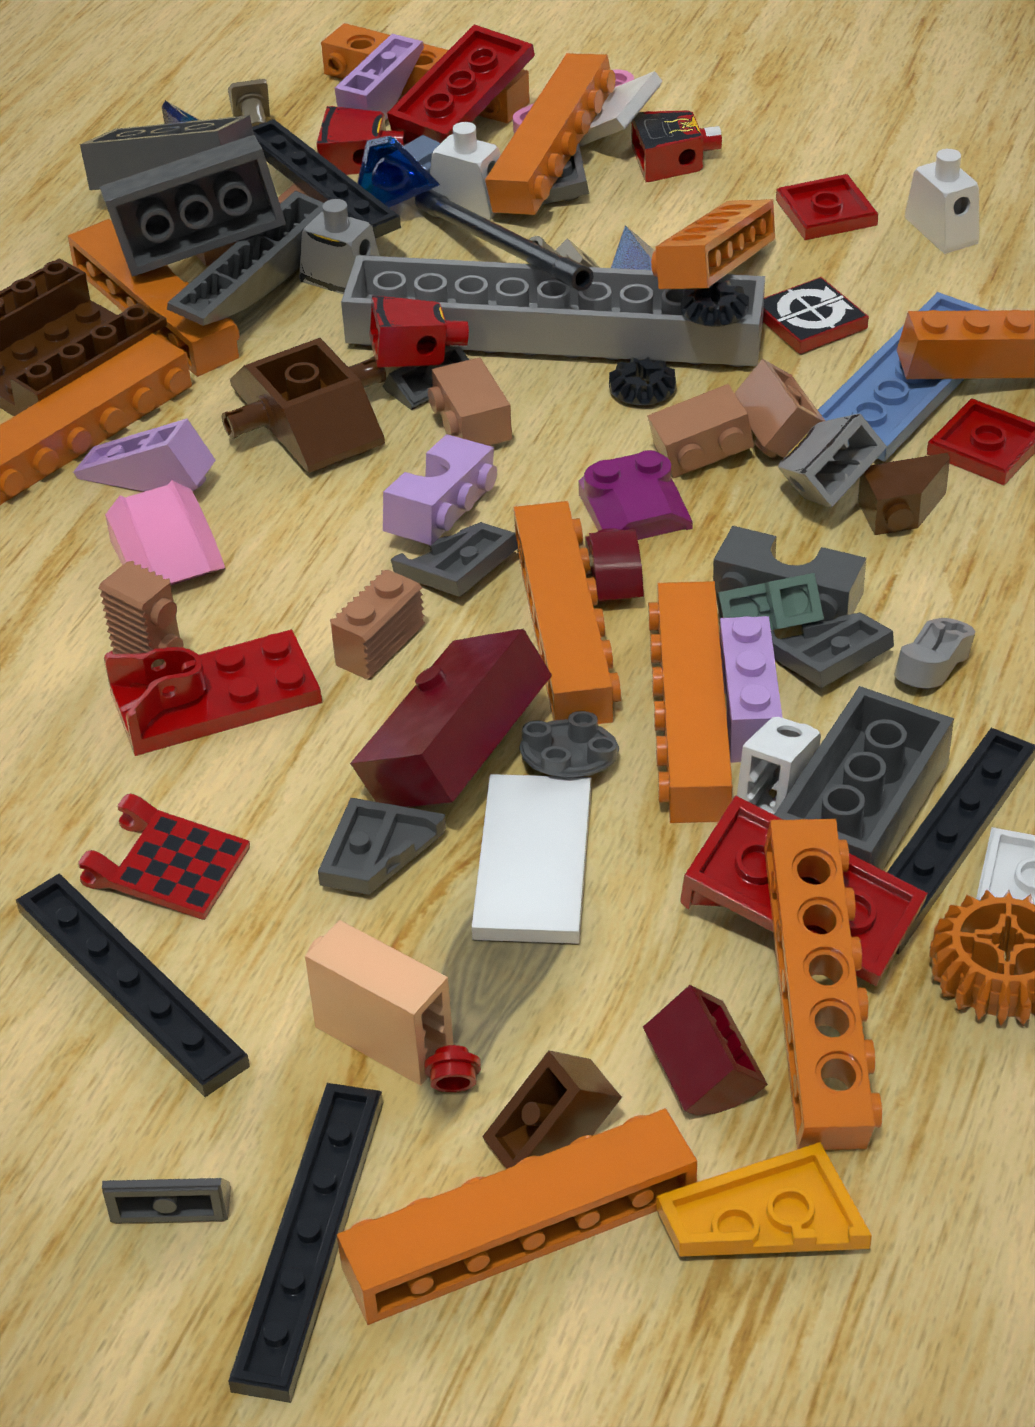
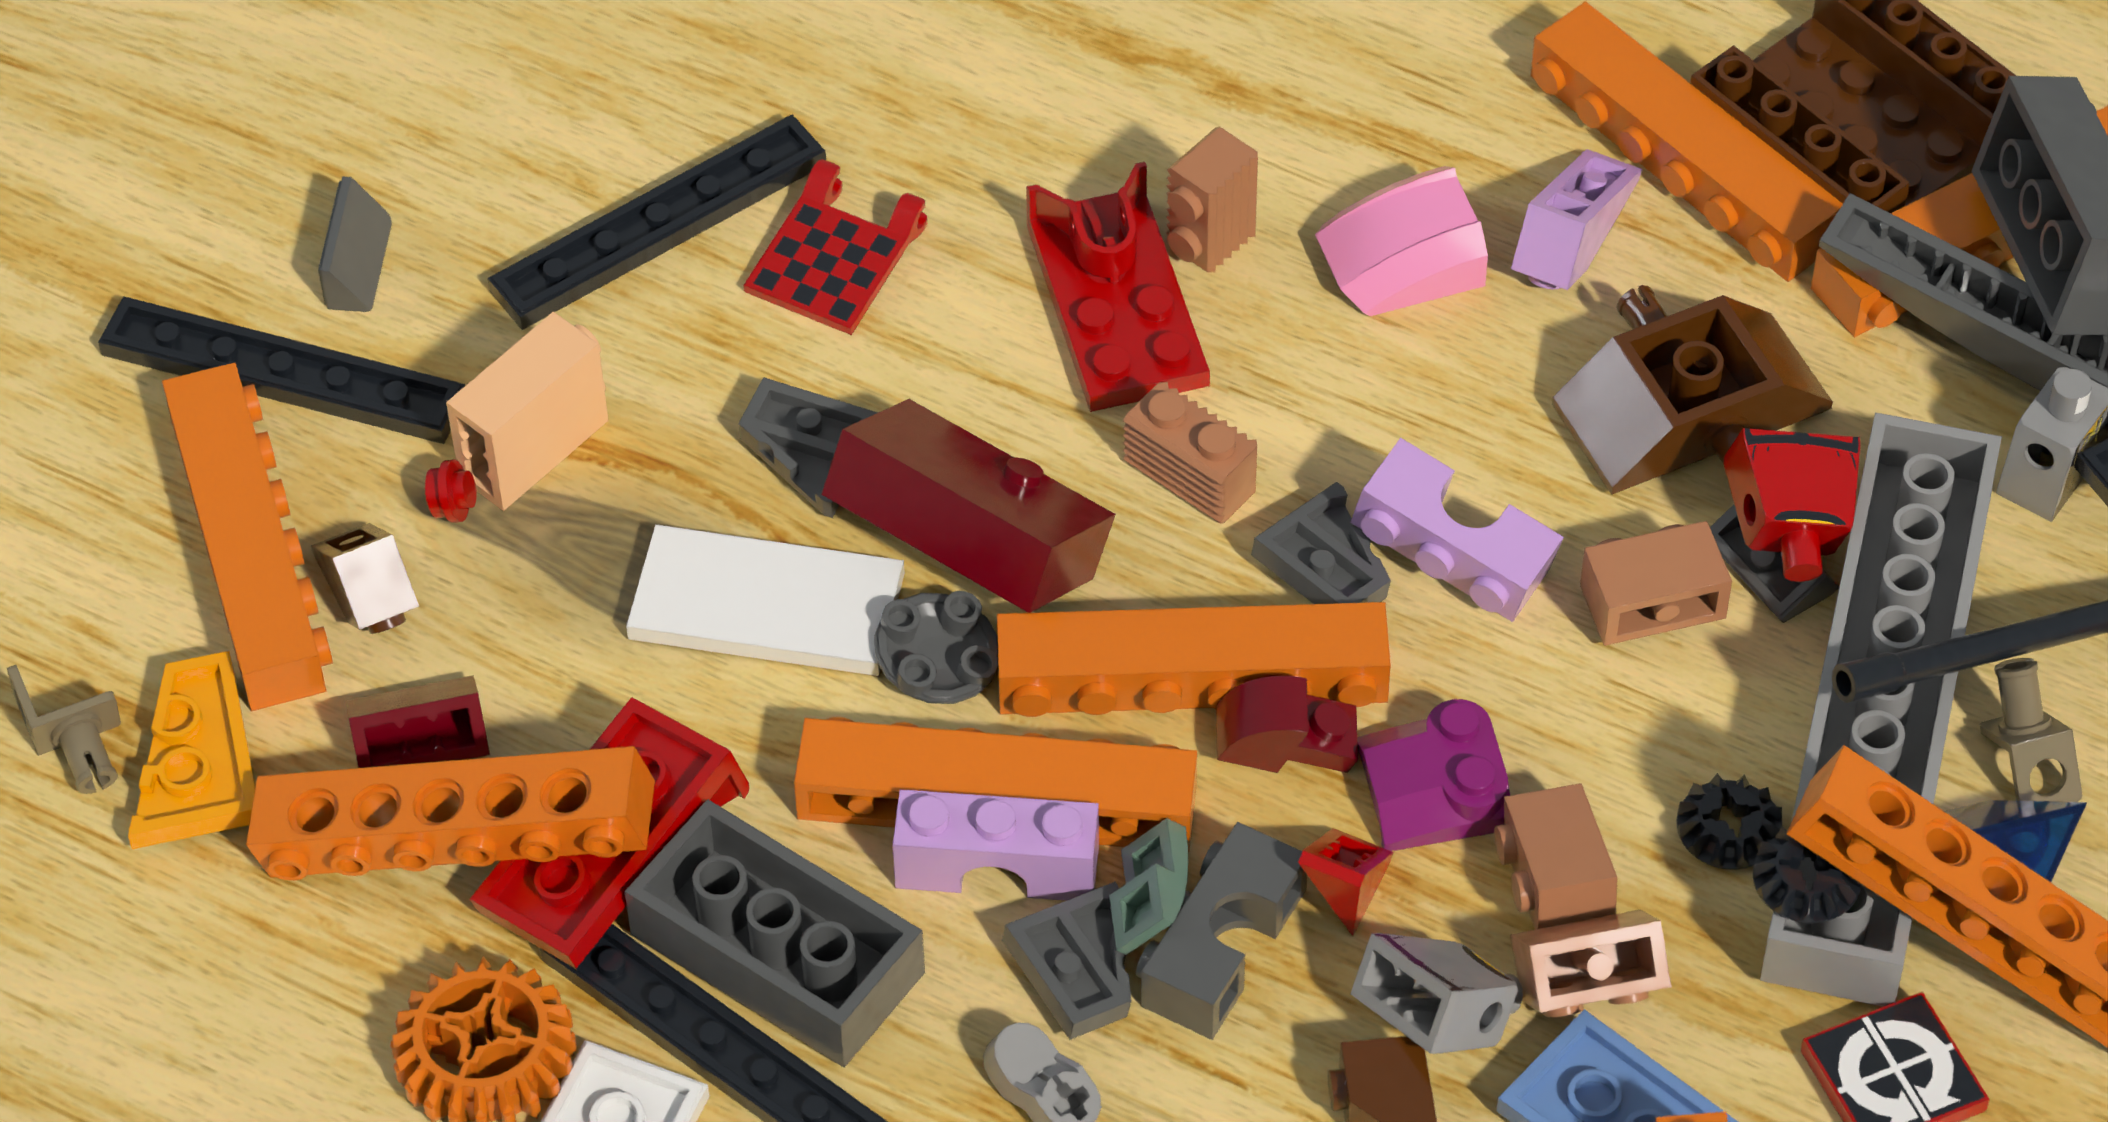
camera: 95 degrees right, 10 degrees up
(741, 510) = (1345, 873): none -> red slope
(763, 1313) = (75, 730): none -> dark tan bracket
(775, 761) = (831, 833): white torso -> none

